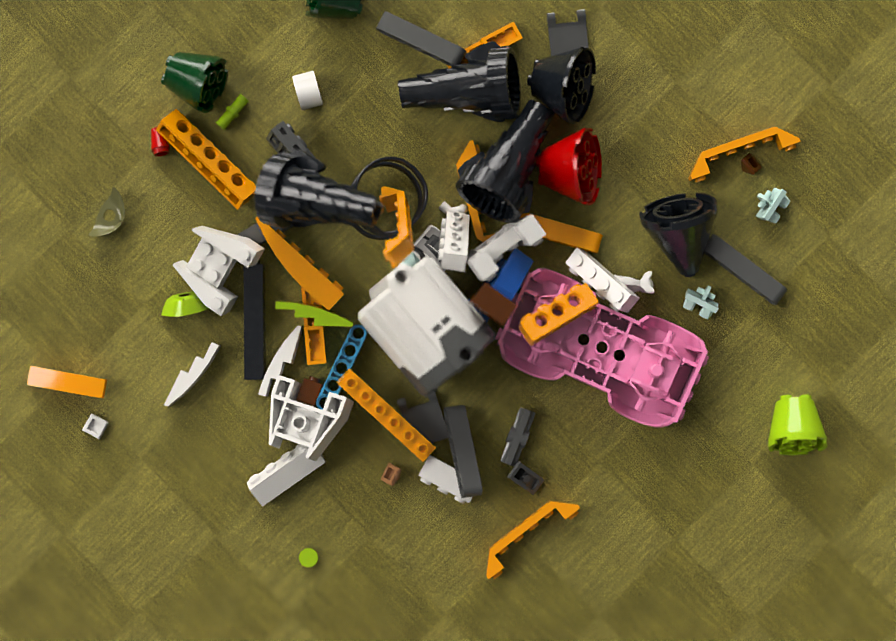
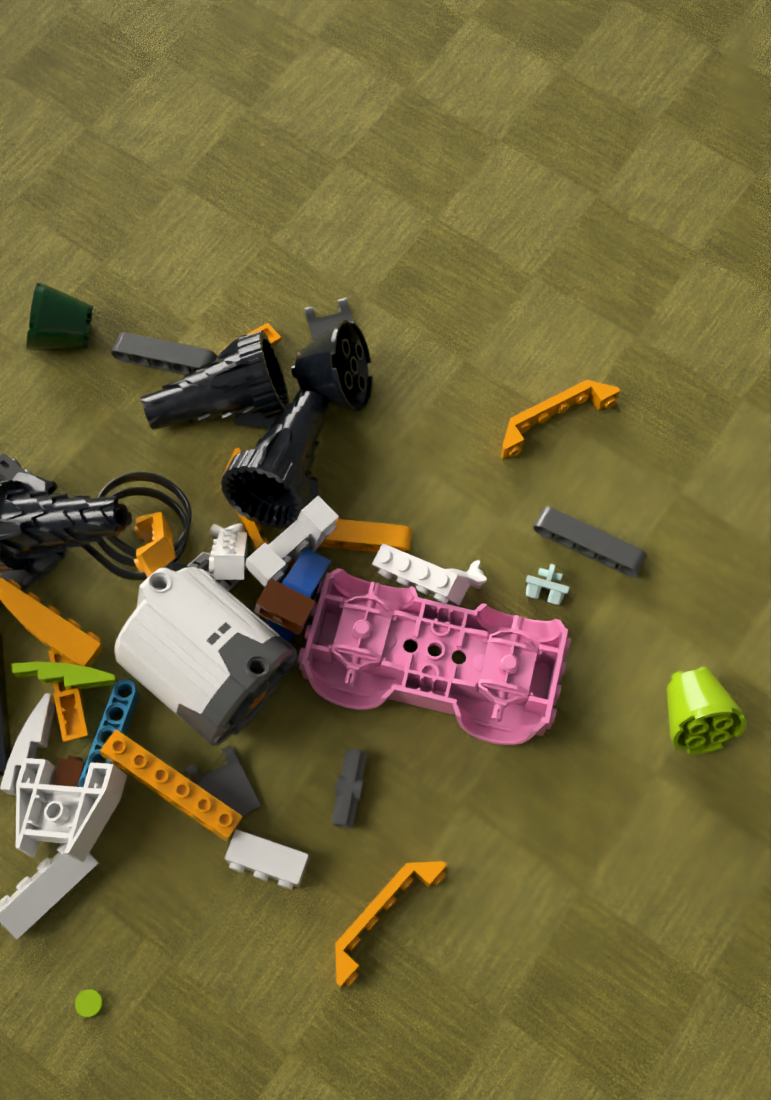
camera: 10 degrees left, 20 degrees down
(307, 90) = (36, 427): white piece -> none
(391, 474) = (190, 867): medium nougat slope -> none
(462, 451) = (279, 817): dark grey beam -> none
(525, 478) = (367, 838): dark grey slope -> none
(534, 333) = (346, 637): light orange brick -> none
(573, 166) = (360, 453): red cone -> none
(681, 228) = (506, 506): black cone -> none
(750, 164) = (567, 428): reddish brown slope -> none
(769, 203) = (600, 463): light aqua hips -> none

